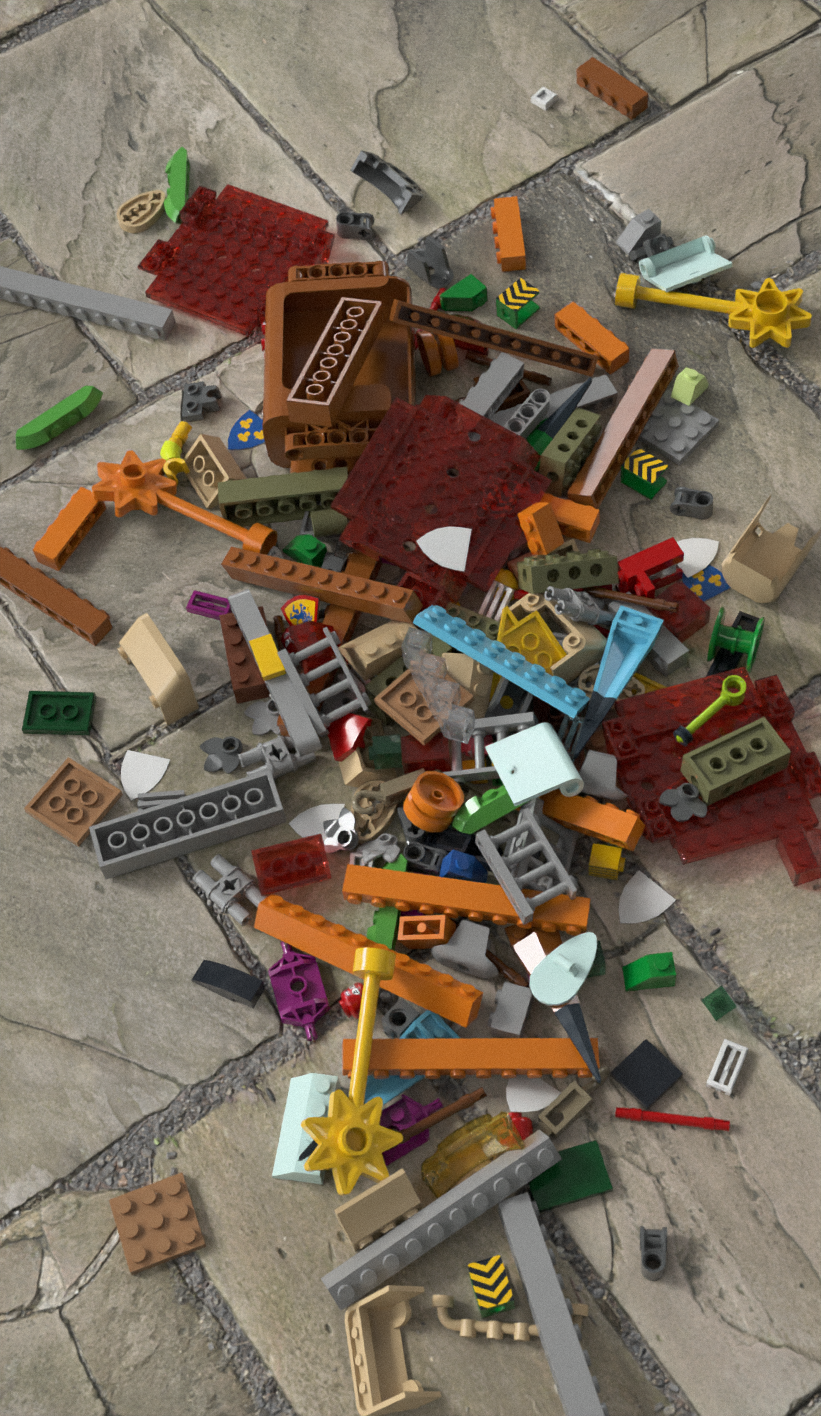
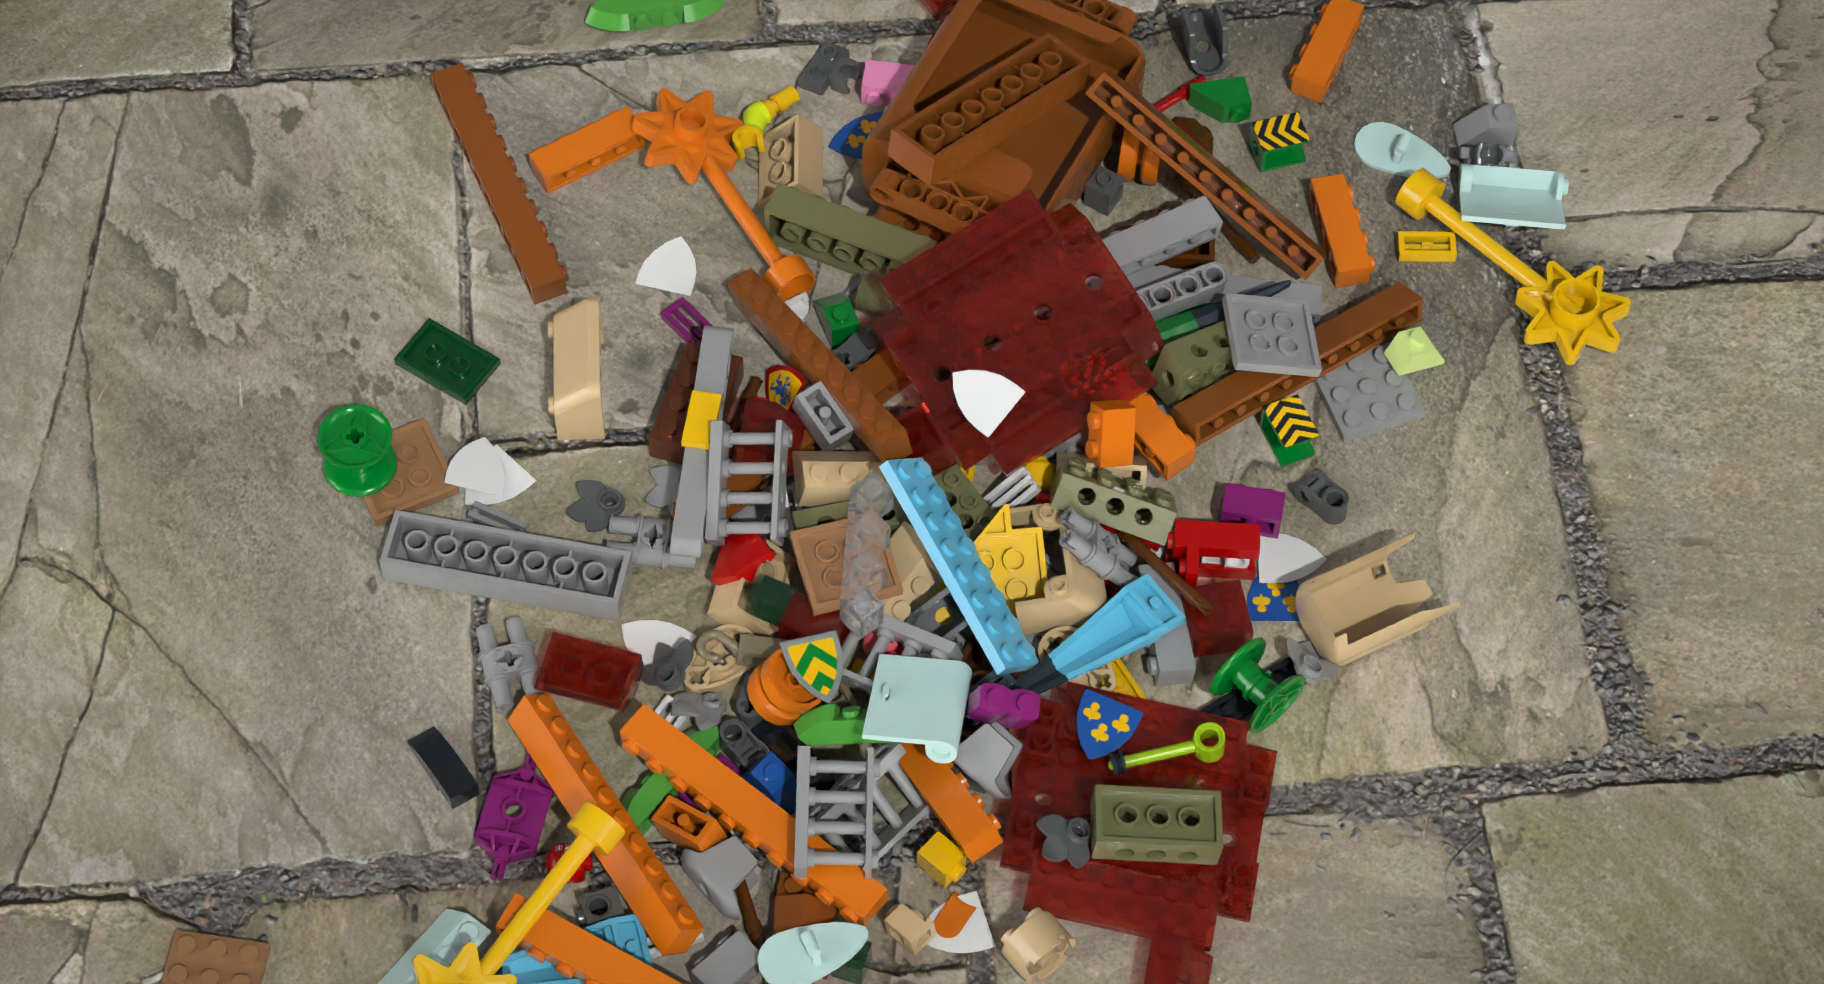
camera: 20 degrees right, 0 degrees up
(38, 800) = (357, 450): none -> green piece
(125, 771) = (477, 468): none -> white sticker
(172, 577) = (670, 268): none -> white sticker
(244, 389) = (882, 81): none -> bright pink brick
(345, 615) = (822, 417): none -> light grey brick
(426, 384) = (1103, 190): none -> dark grey brick
(446, 775) = (816, 663): none -> sticker
(591, 735) = (1009, 708): none -> magenta brick
(592, 274) = (1397, 151): none -> light aqua shield
(602, 416) = (1271, 335): none -> light grey plate
(613, 918) = (909, 928): none -> tan brick
(635, 895) = (953, 917): none -> orange piece
(652, 324) = (1427, 250): none -> yellow tile
(653, 531) = (1254, 506): none -> magenta brick
(657, 715) = (1104, 724): none -> blue sticker
(708, 882) = (1037, 945): none -> tan brick
(754, 610) = (1308, 662): none -> light grey plate

